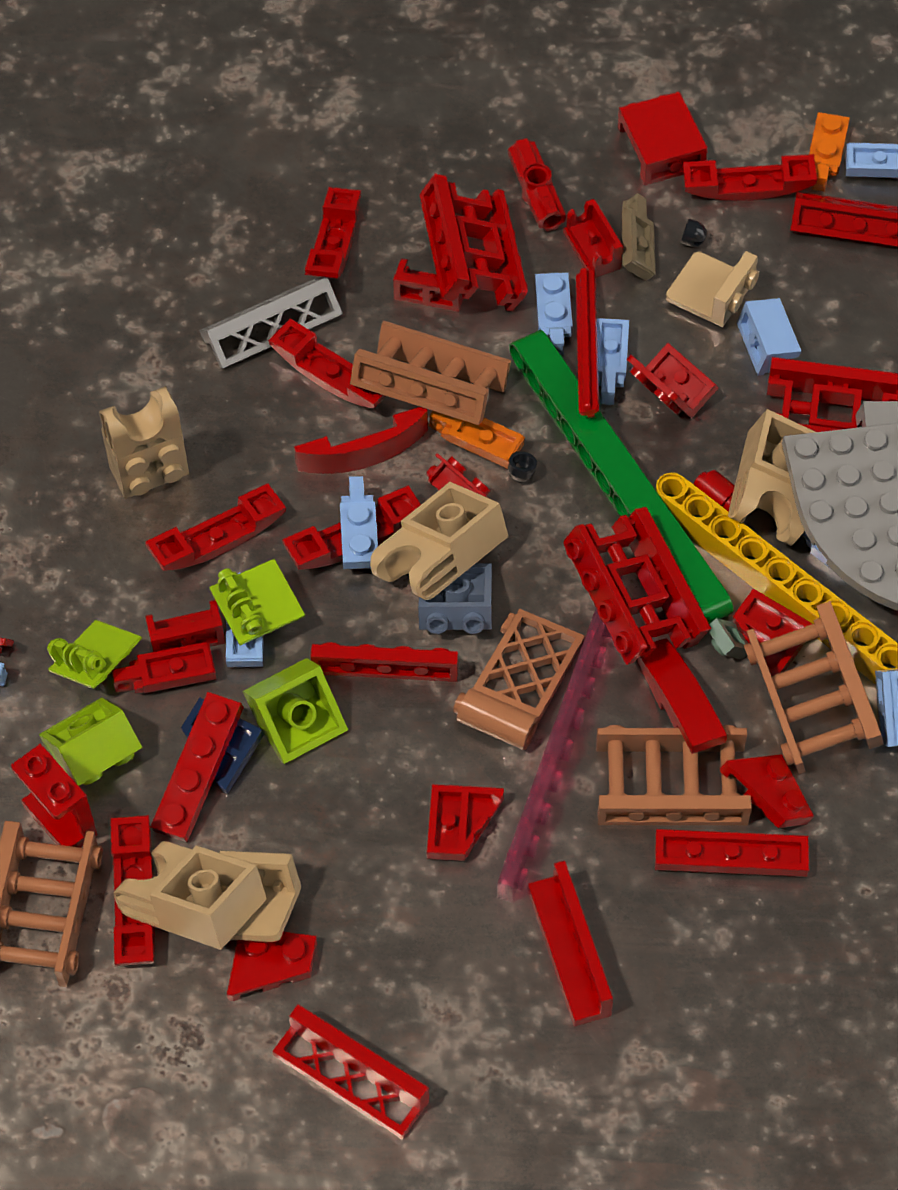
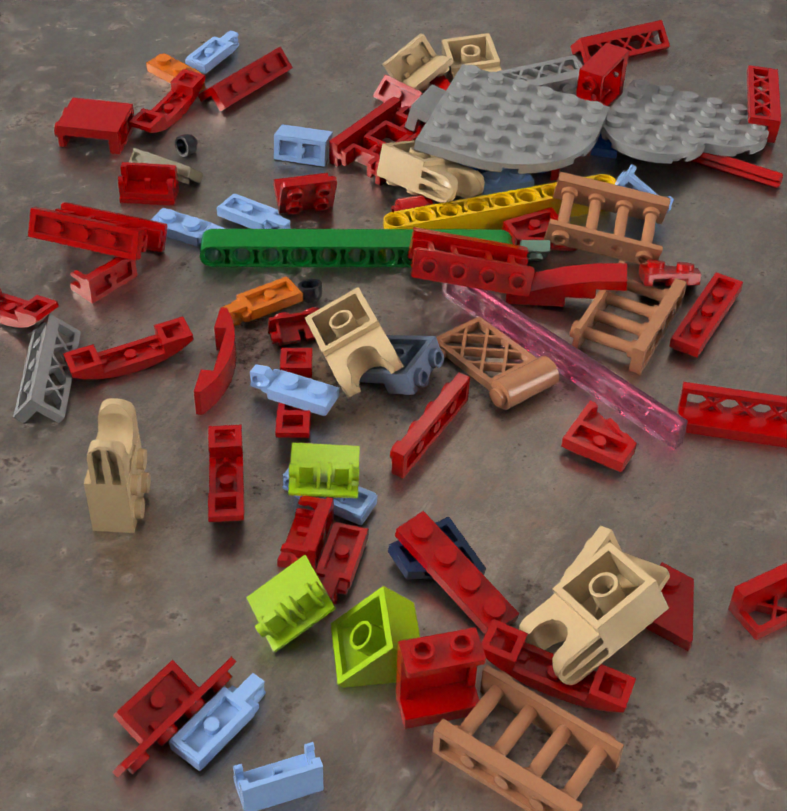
camera: 65 degrees left, 15 degrees down
(296, 710) = (437, 487): lime slope -> none
(425, 387) = (193, 294): nougat fence -> none
(536, 184) = (73, 189): red piece -> none
(587, 343) = (239, 214): red axle -> none
(713, 287) = (246, 152): tan bracket -> none

